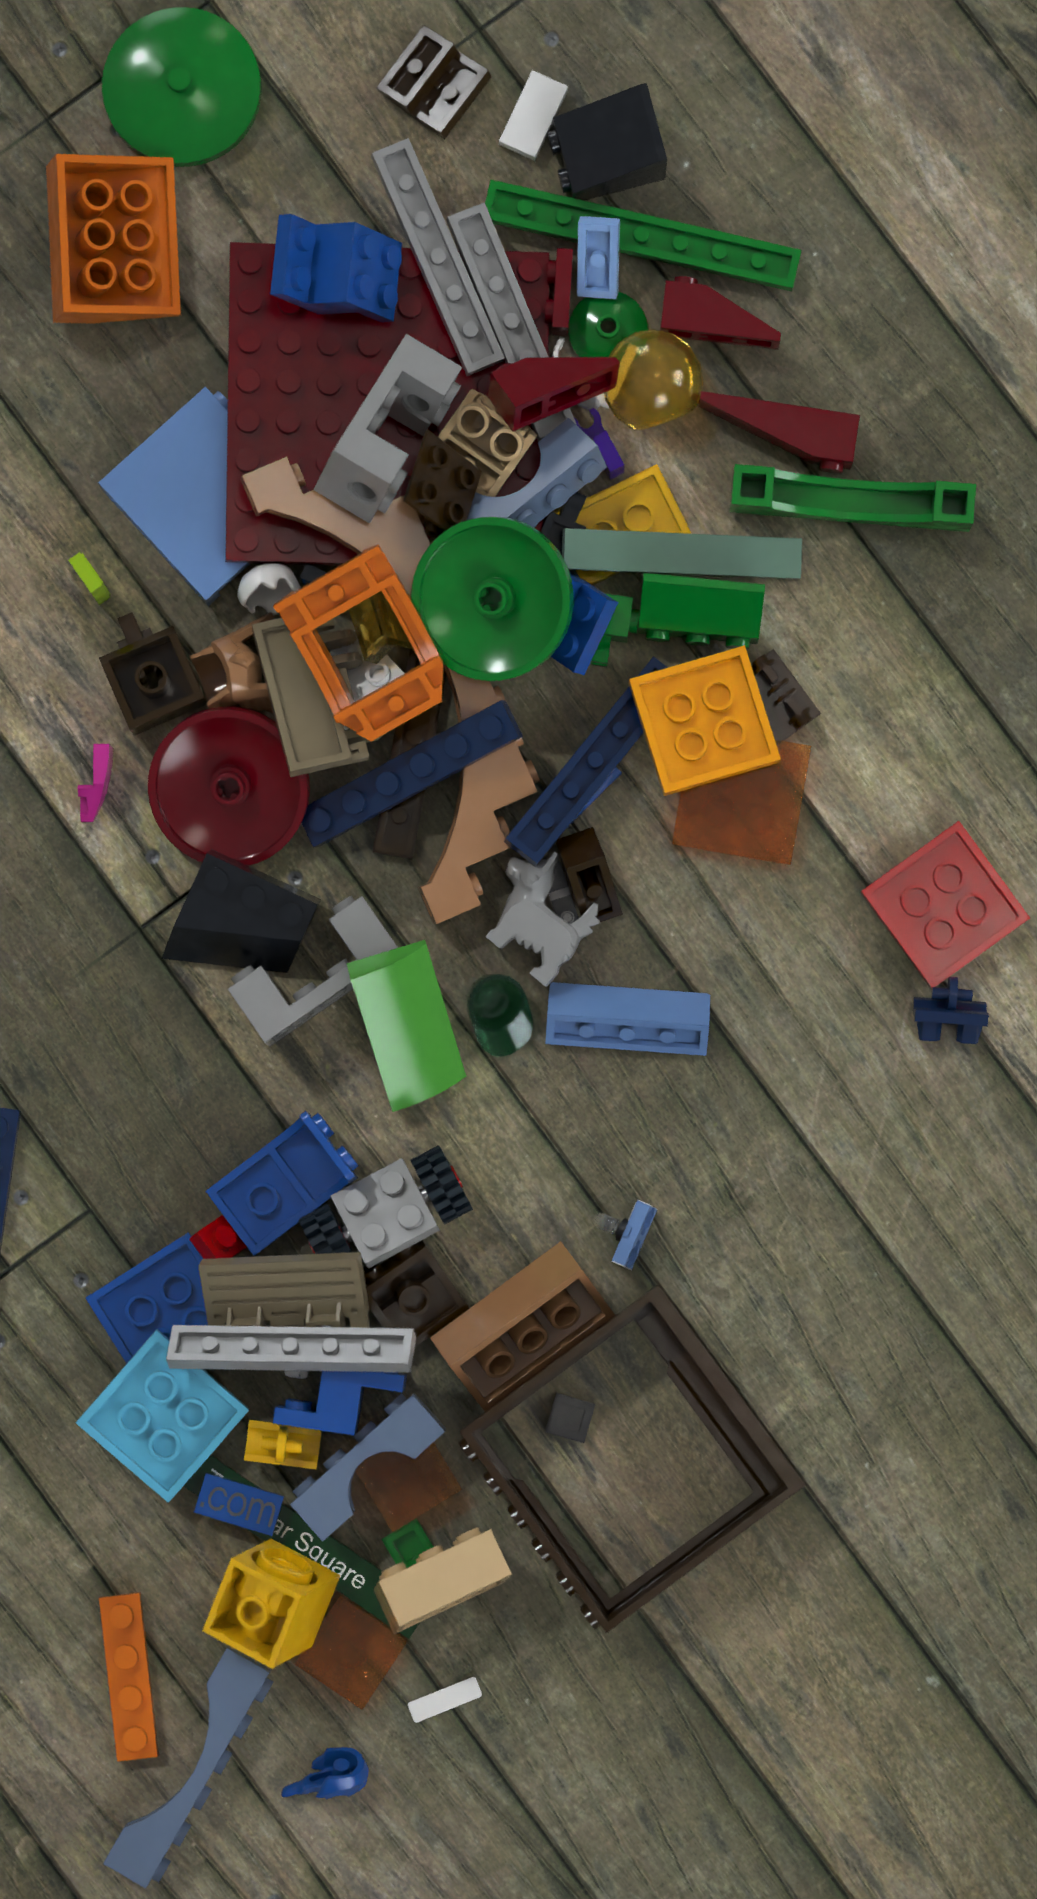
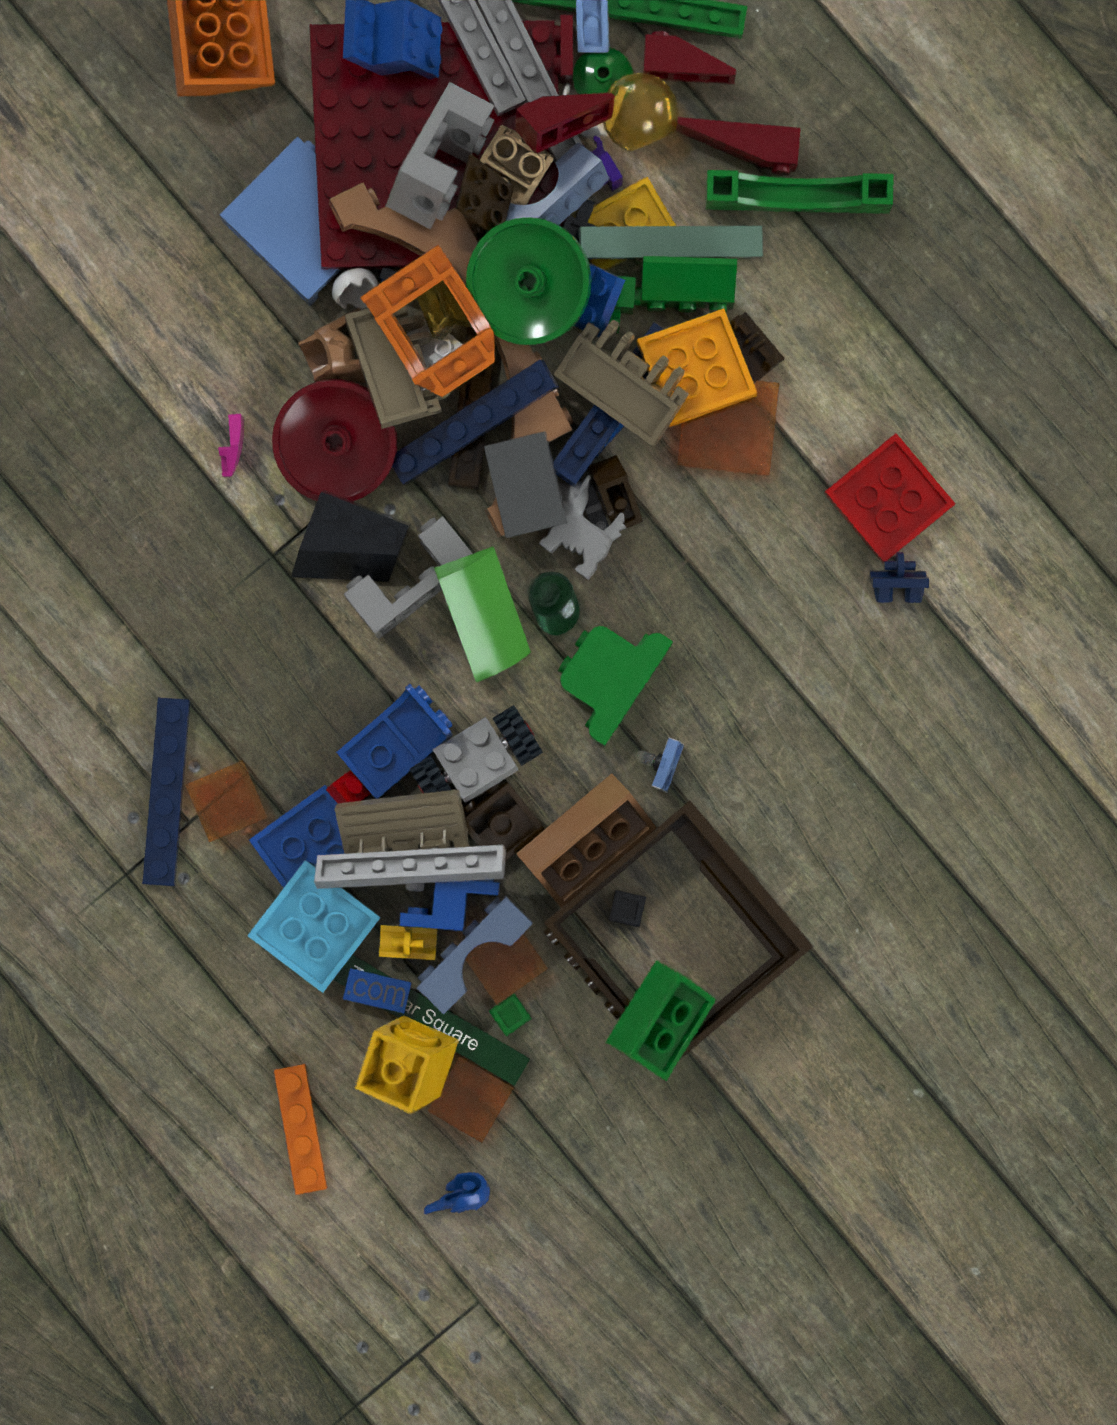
camera: 10 degrees left, 0 degrees up
(59, 1245) = (226, 801): none -> clear orange plate
(90, 578) = (217, 287): lime tile -> none
(128, 671) = (267, 343): dark brown hinge -> none
(145, 1841) = (321, 1254): sand blue arch -> none
(441, 1579) = (537, 1038): tan brick -> none
(444, 1699) = (545, 1131): white sticker -> none
(472, 860) = (525, 484): none -> dark grey tile
(566, 1114) = (610, 675): none -> green brick
(602, 1568) = (661, 1020): none -> green slope
(603, 739) = (619, 384): none -> dark tan hinge
(628, 1018) = (652, 600): medium blue panel -> none

